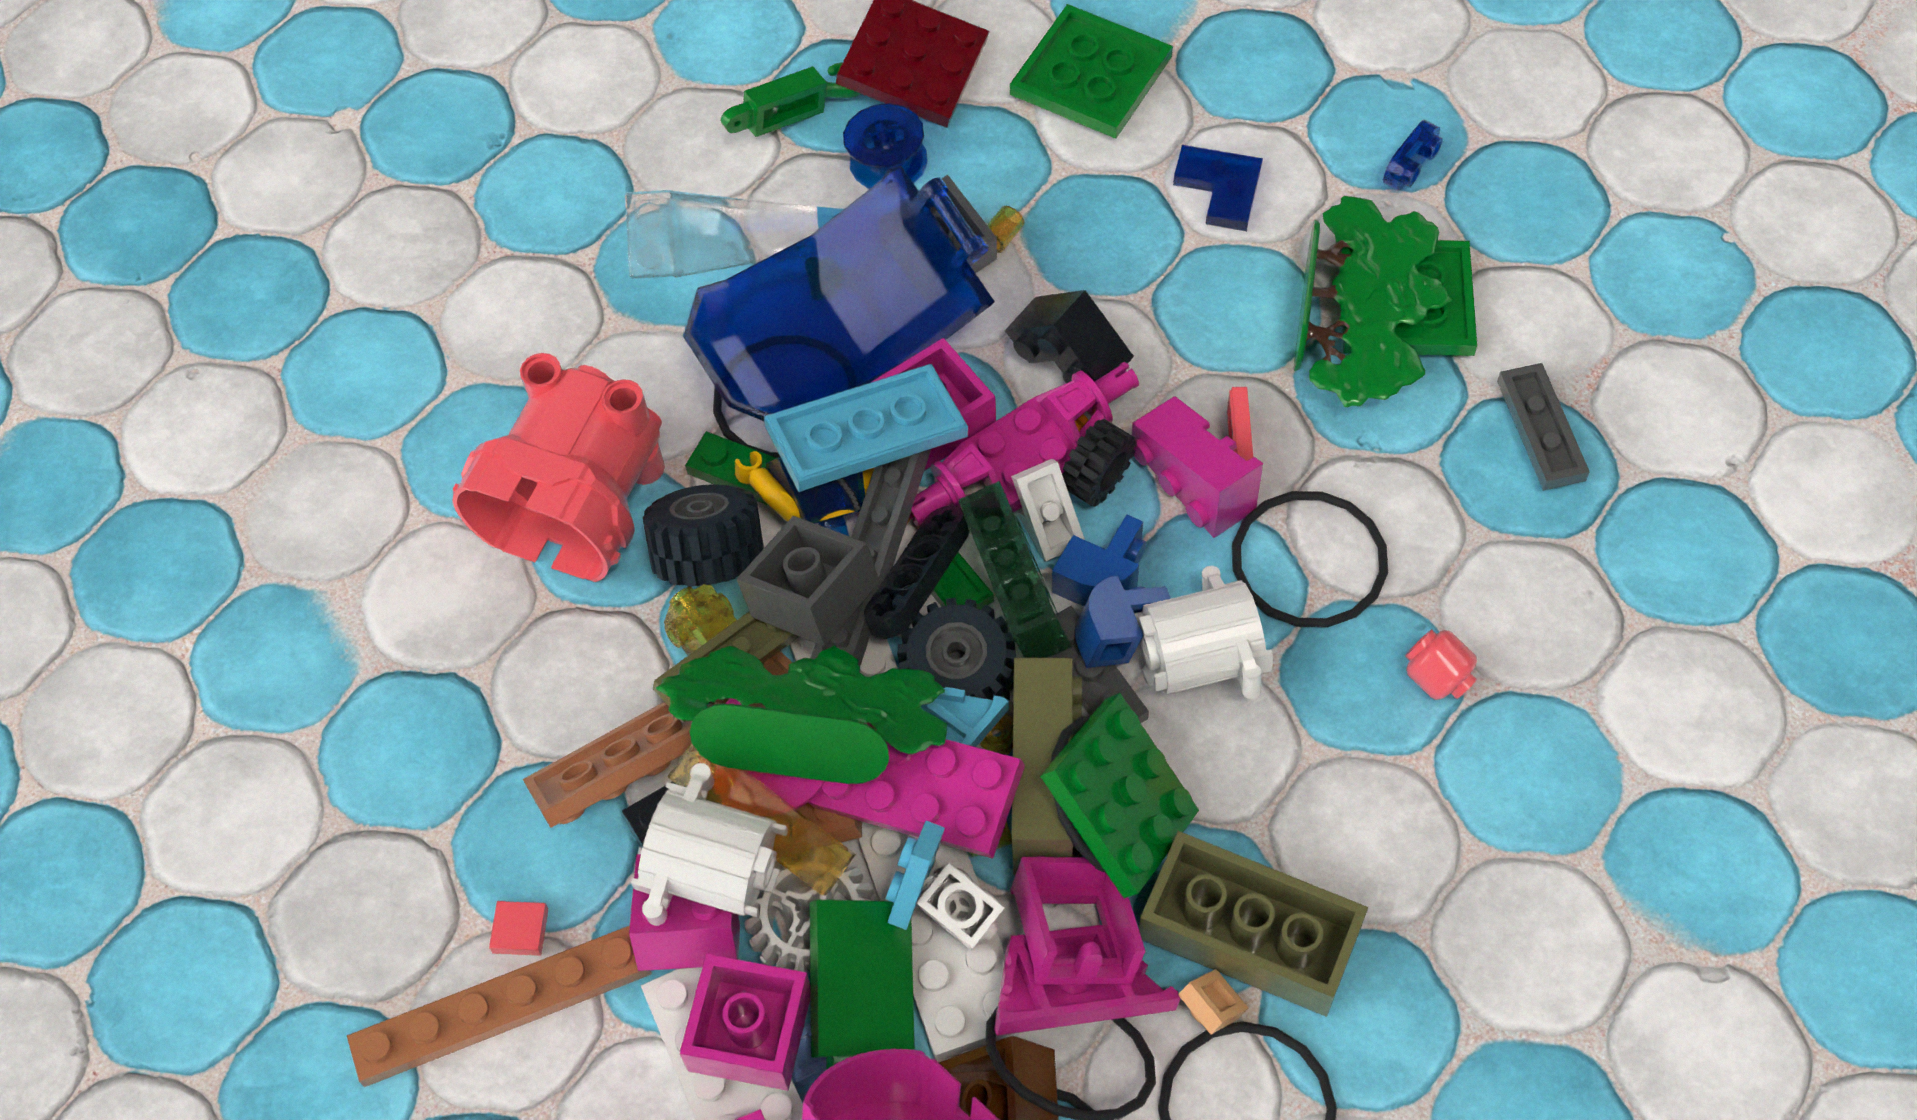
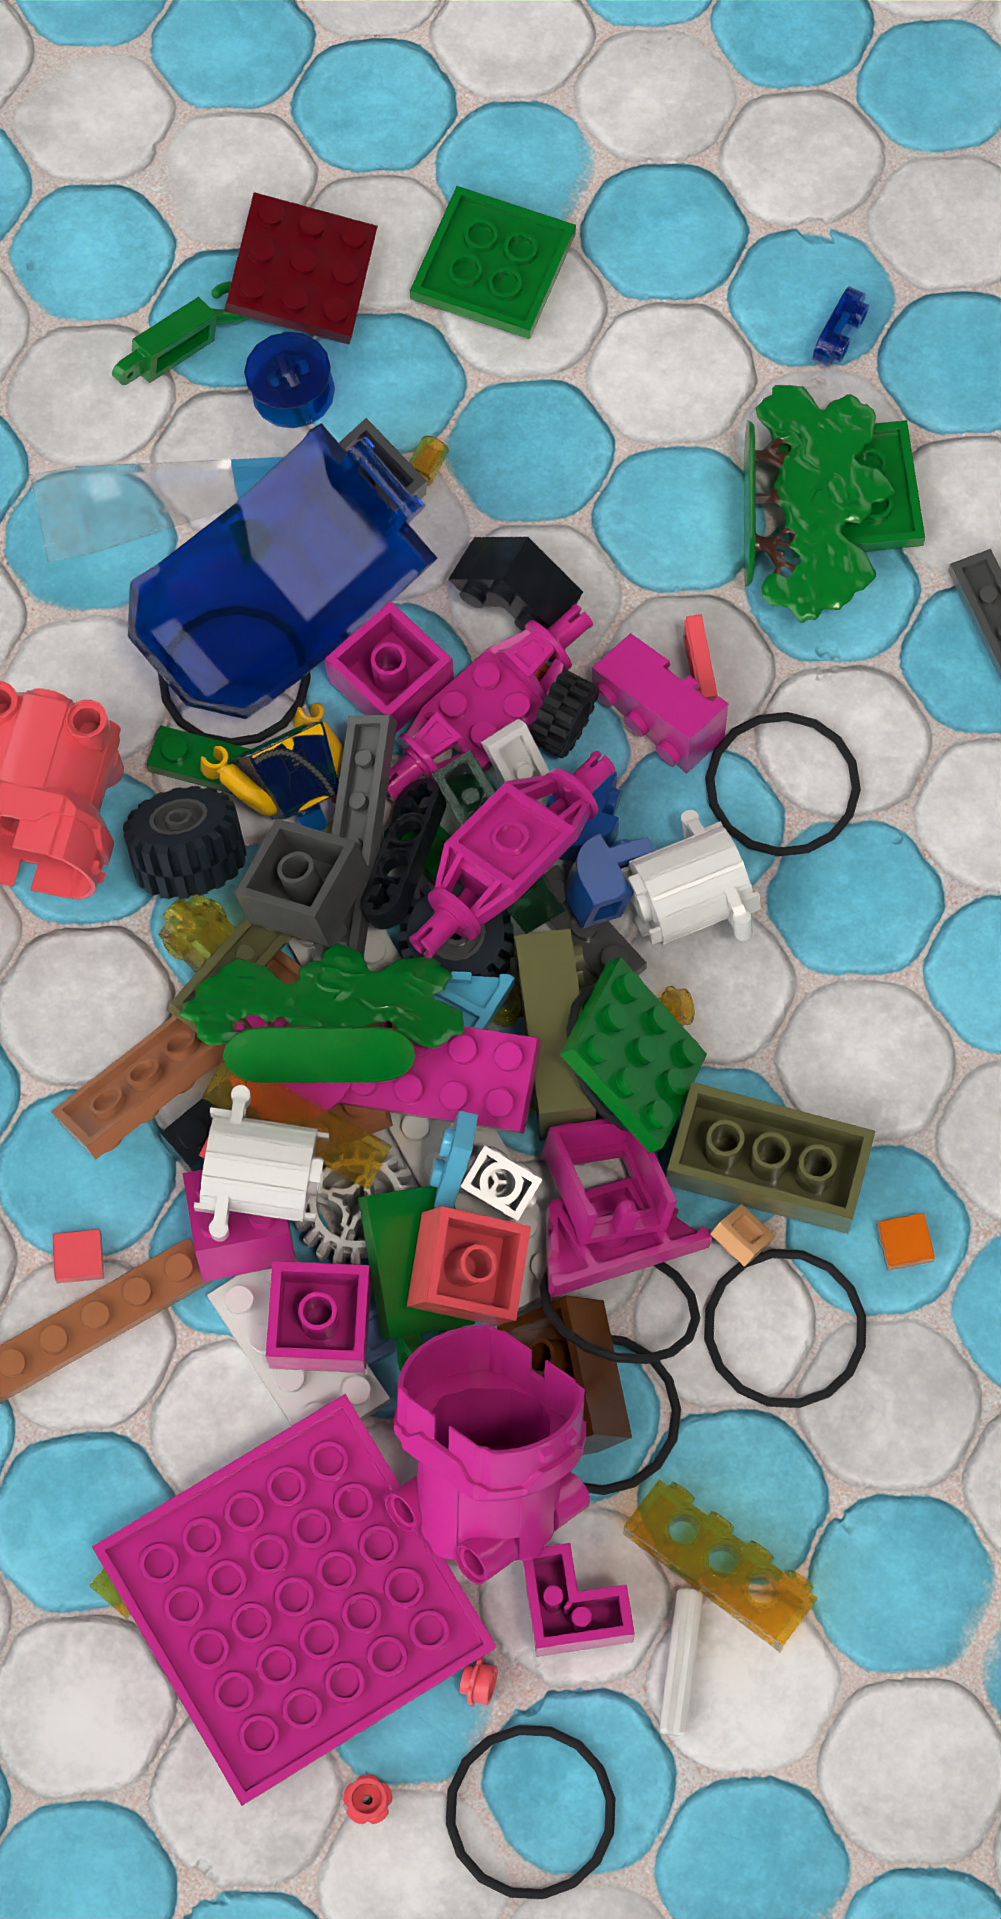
camera: 10 degrees left, 10 degrees up
(865, 427) = (330, 712): medium azure tile -> none
(913, 989) = (468, 1266): none -> coral brick
(1018, 573) = (508, 849): none -> dark pink plate
(1177, 755) = (679, 1004): none -> clear yellow plate
(1229, 178) = (654, 371): clear blue tile -> none
(1388, 1033) = (905, 1241): none -> orange tile
(1441, 665) = (920, 880): coral head -> none

